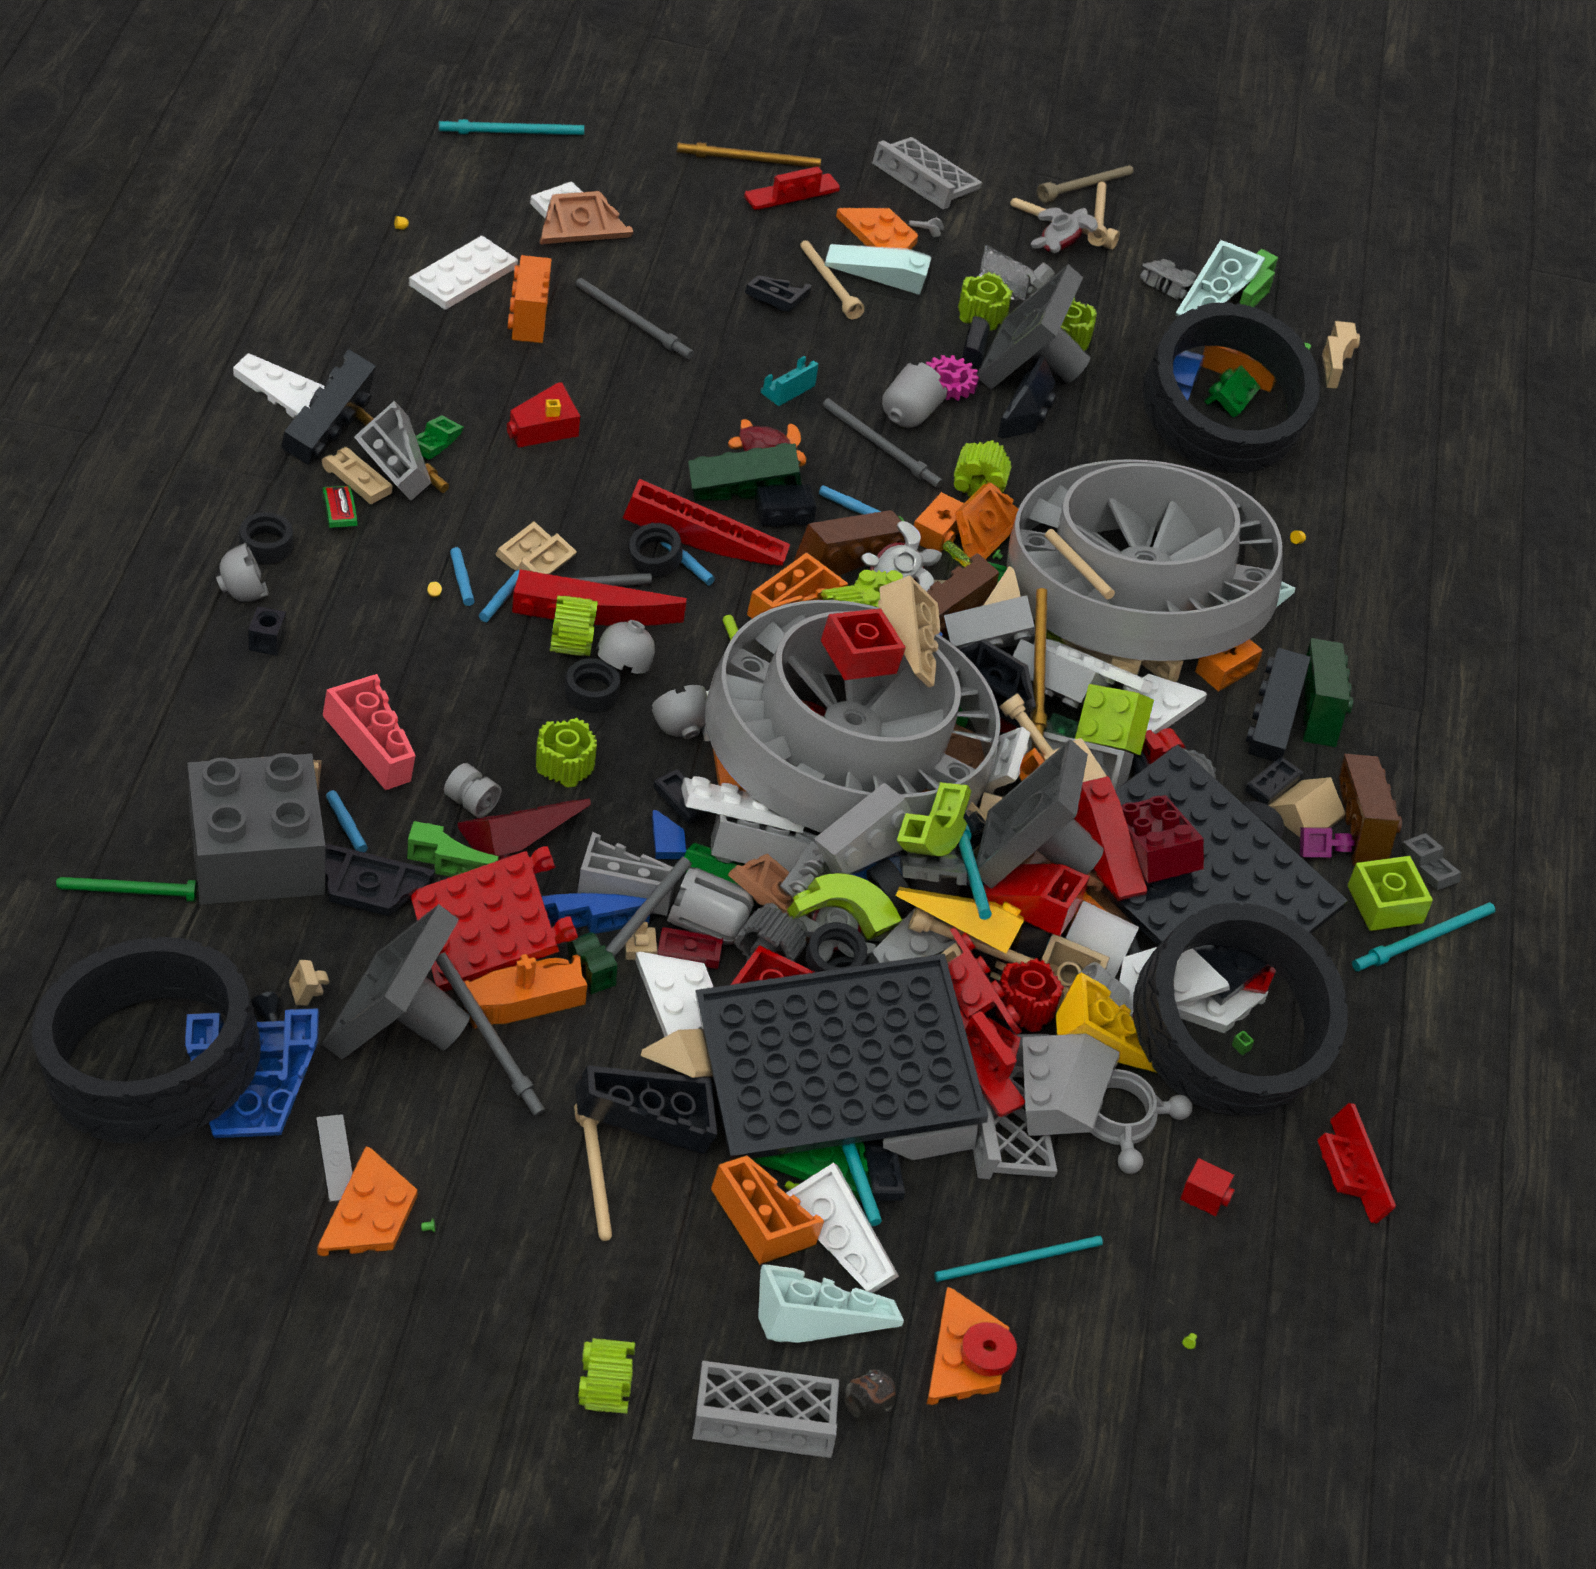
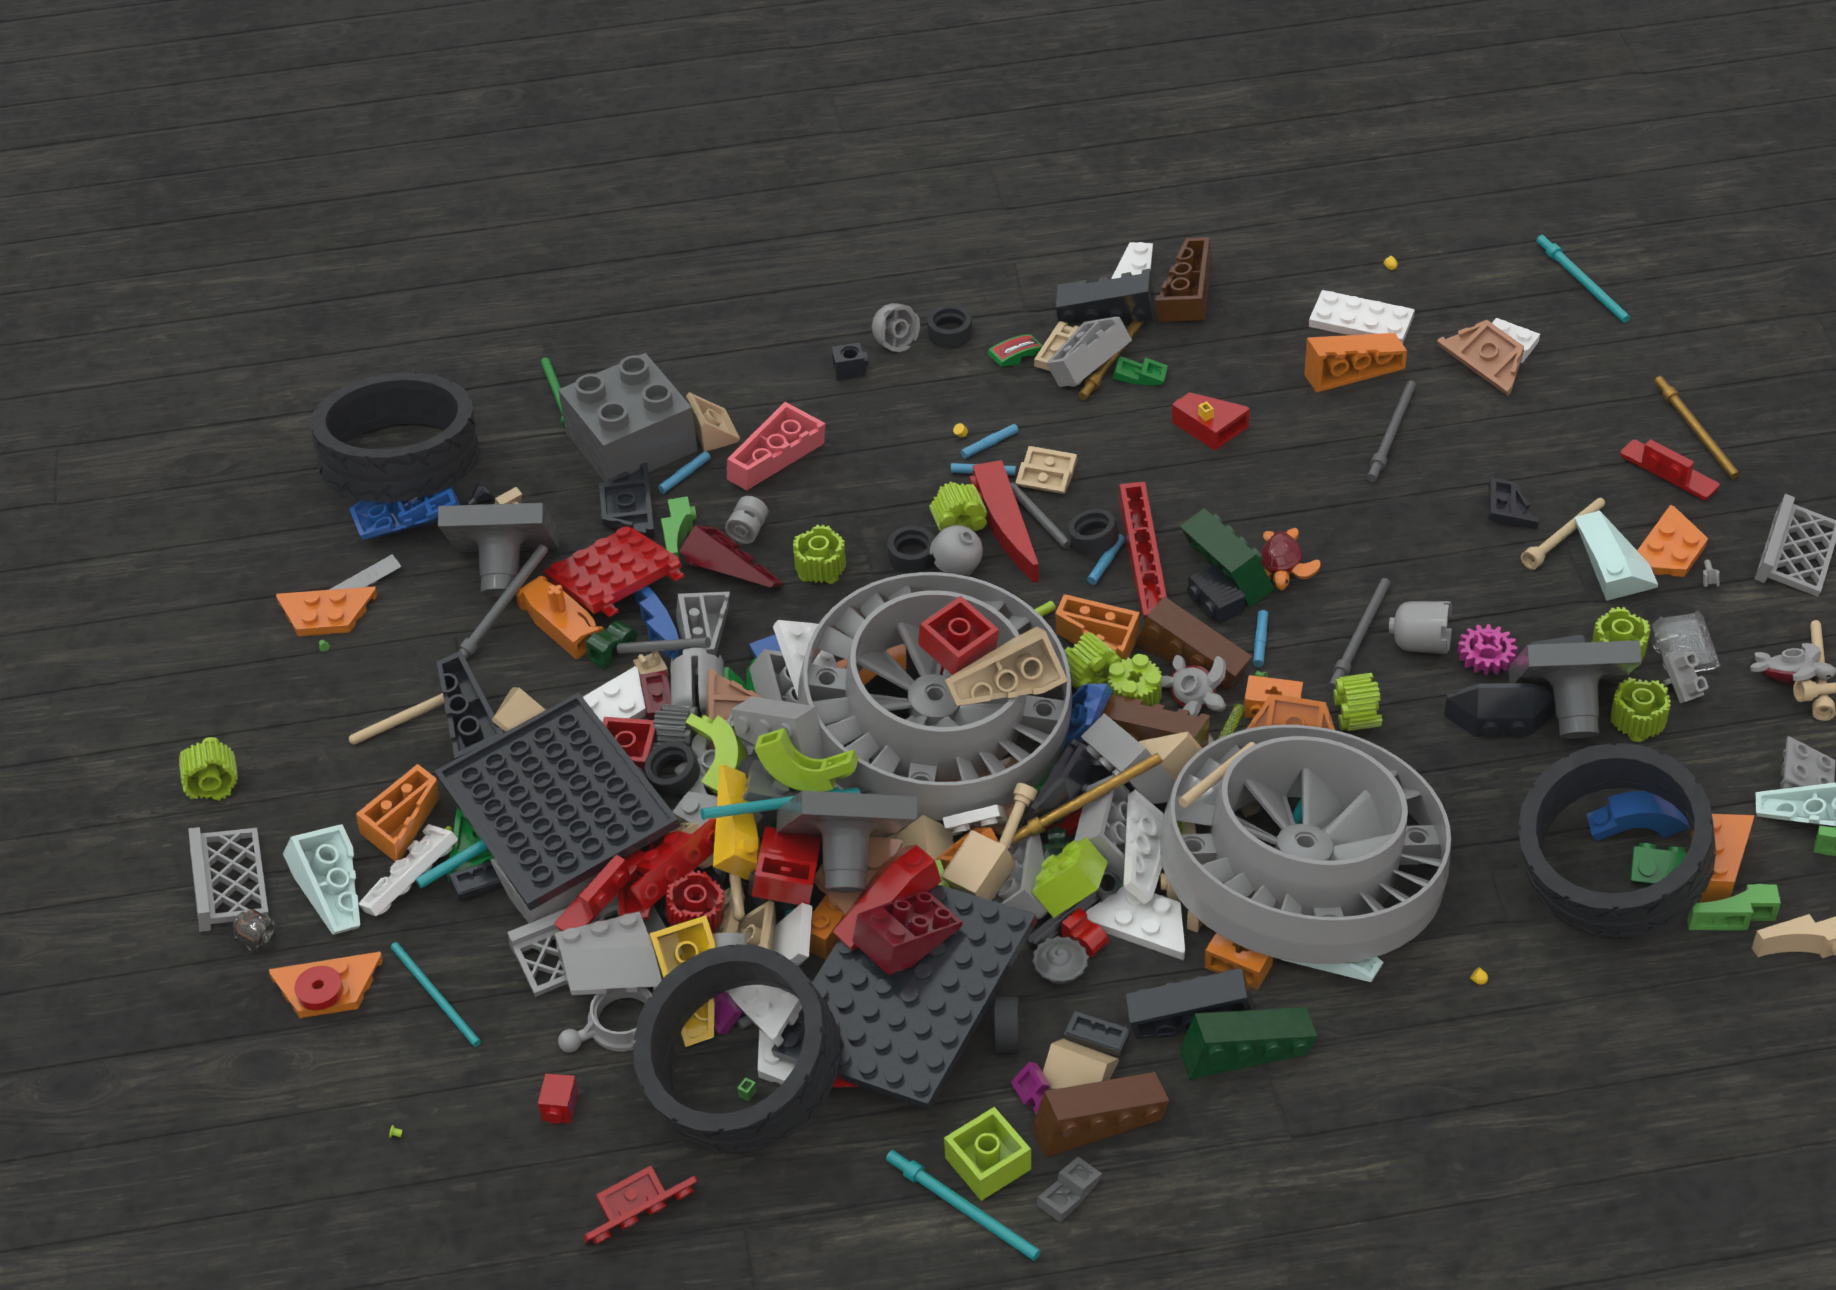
camera: 80 degrees right, 0 degrees up
(328, 340) = (1187, 287): none -> reddish brown wedge
(791, 383) = (1387, 550): teal hinge -> none

